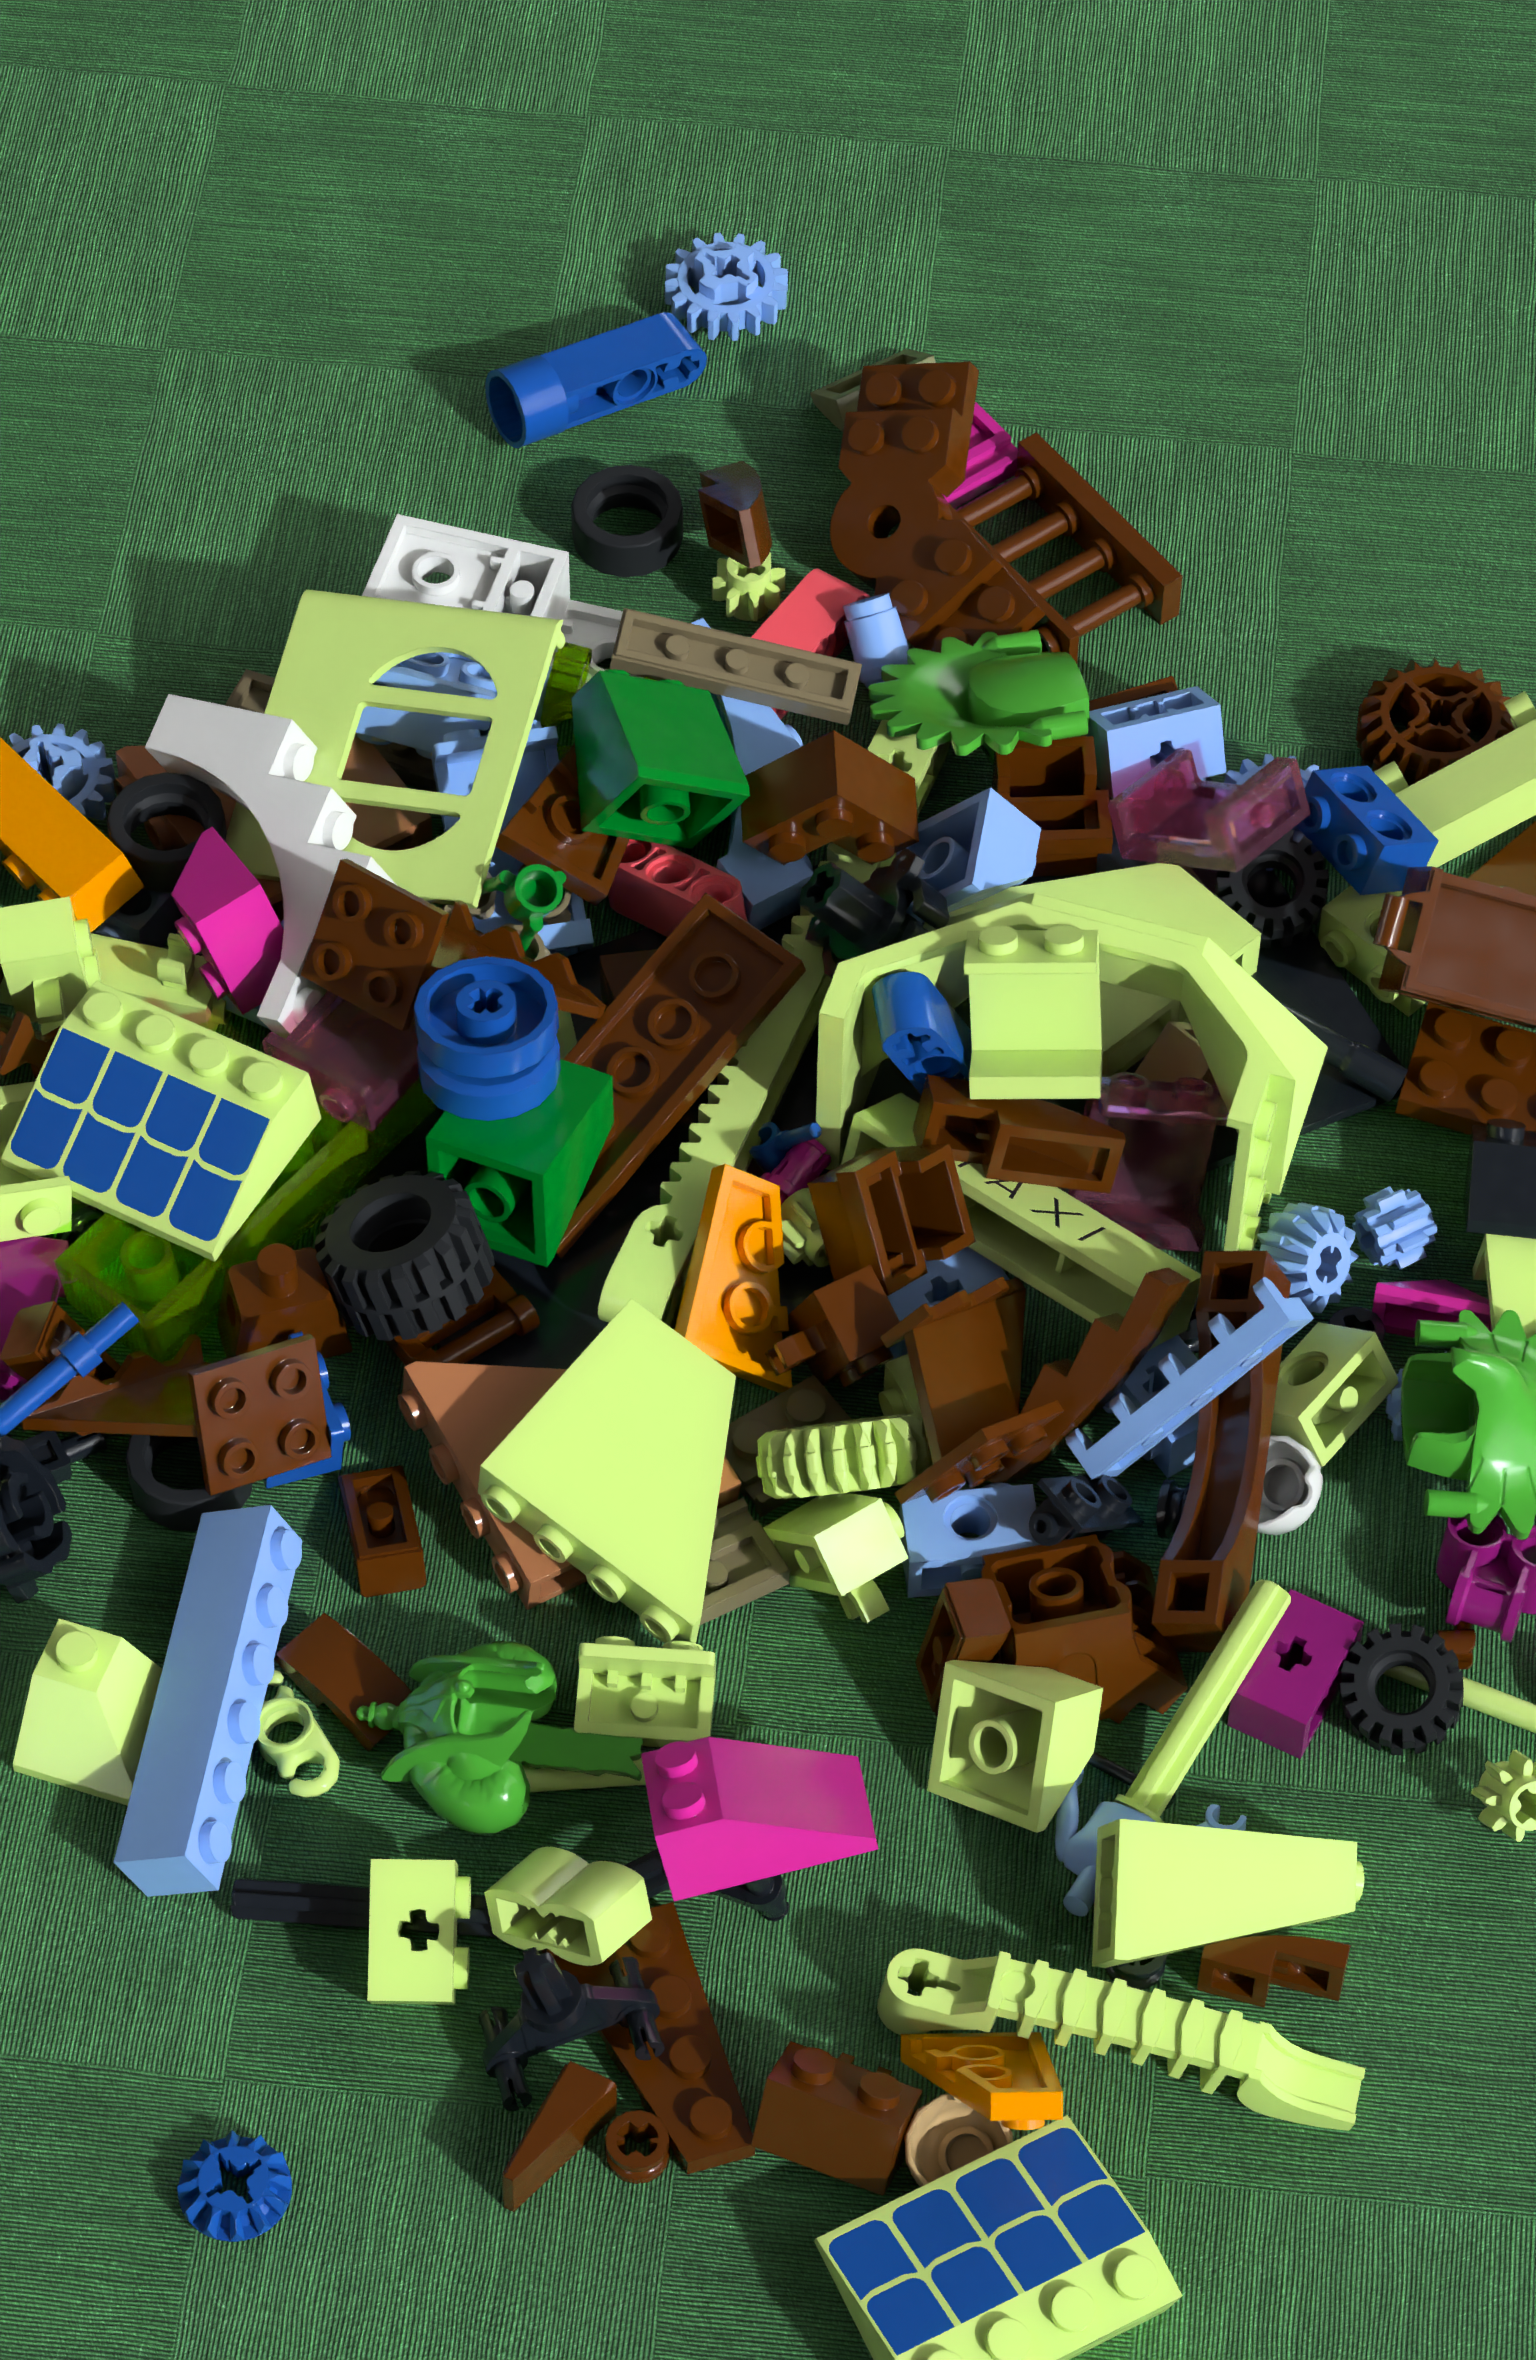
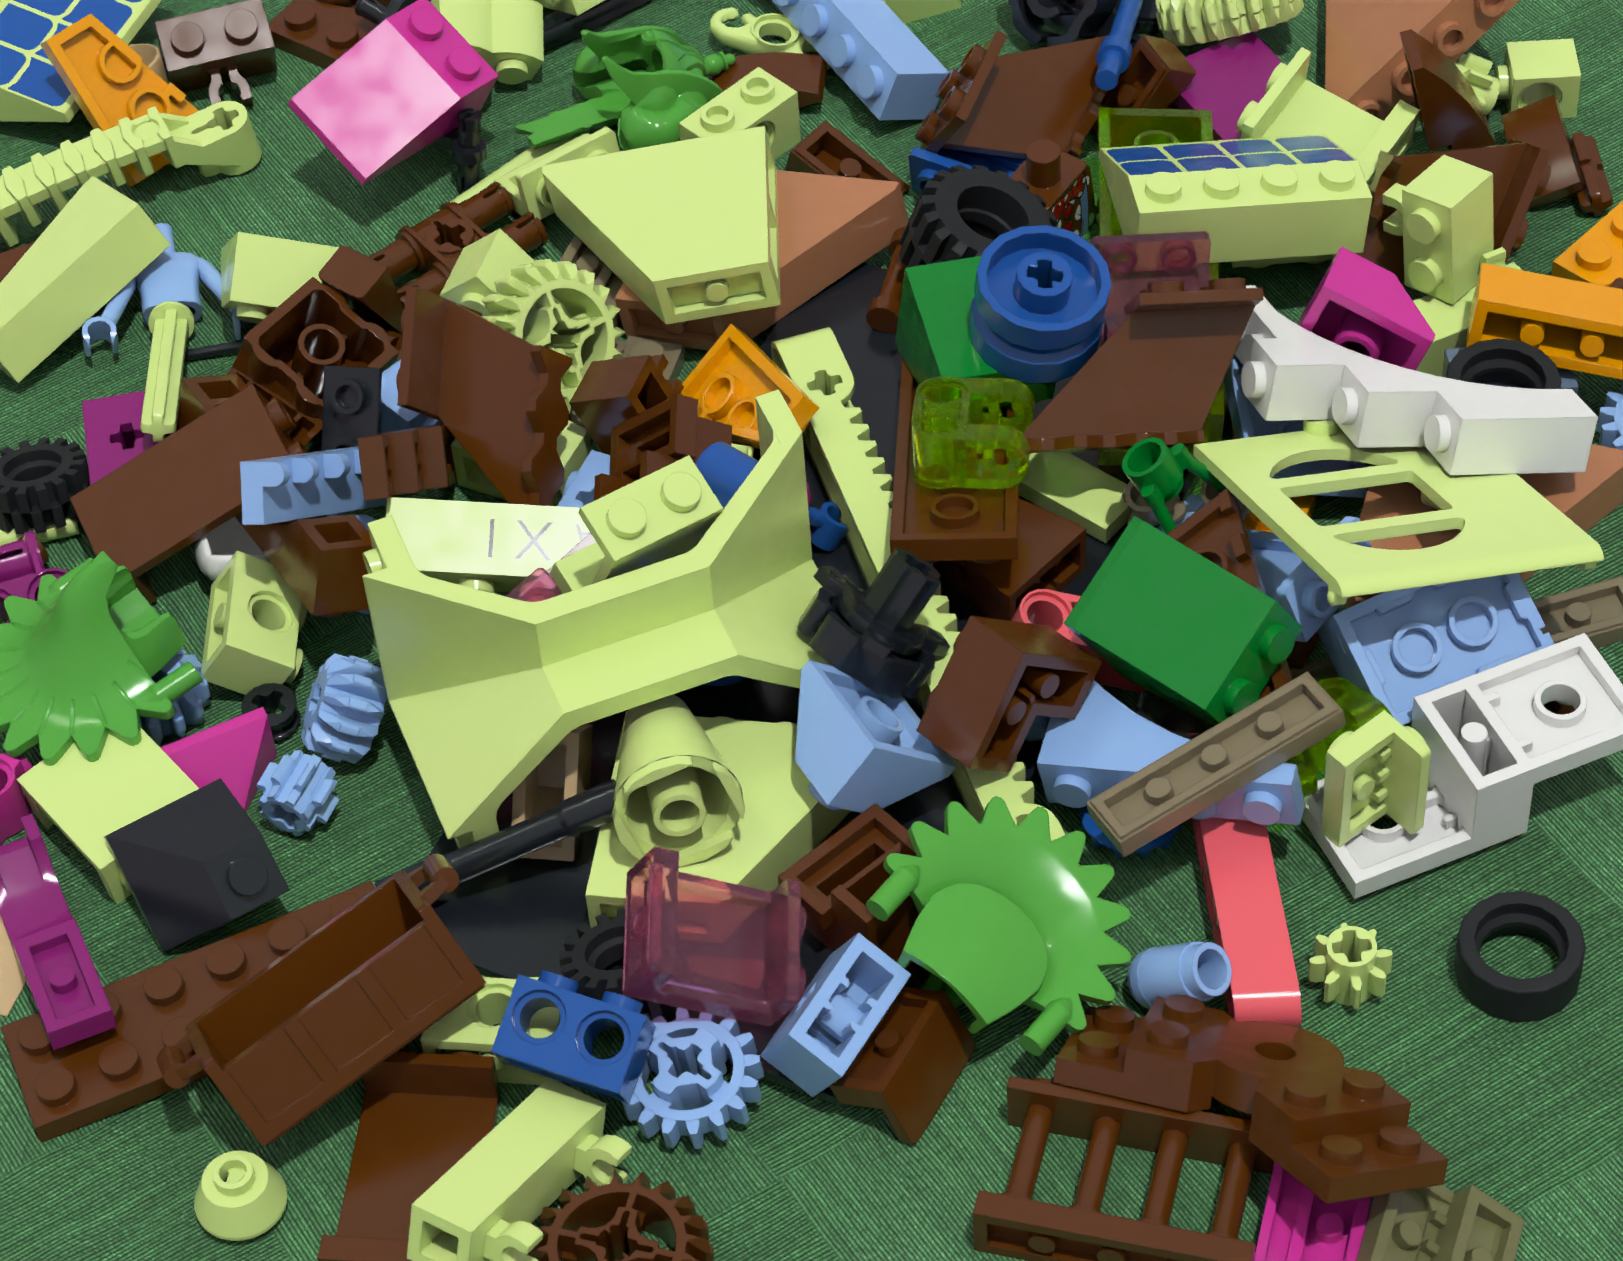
camera: 145 degrees right, 5 degrees down
(436, 1611) = (748, 104): none -> yellowish green brick
(608, 598) = (1372, 775): none -> yellowish green bracket
(643, 1028) = (953, 430): none -> clear neon green piece
(735, 513) = (1404, 969): slope -> none
(839, 1669) = (438, 240): none -> reddish brown pin
(1151, 886) = (673, 785): none -> yellowish green cone
(1286, 1515) = (182, 484): none -> reddish brown panel

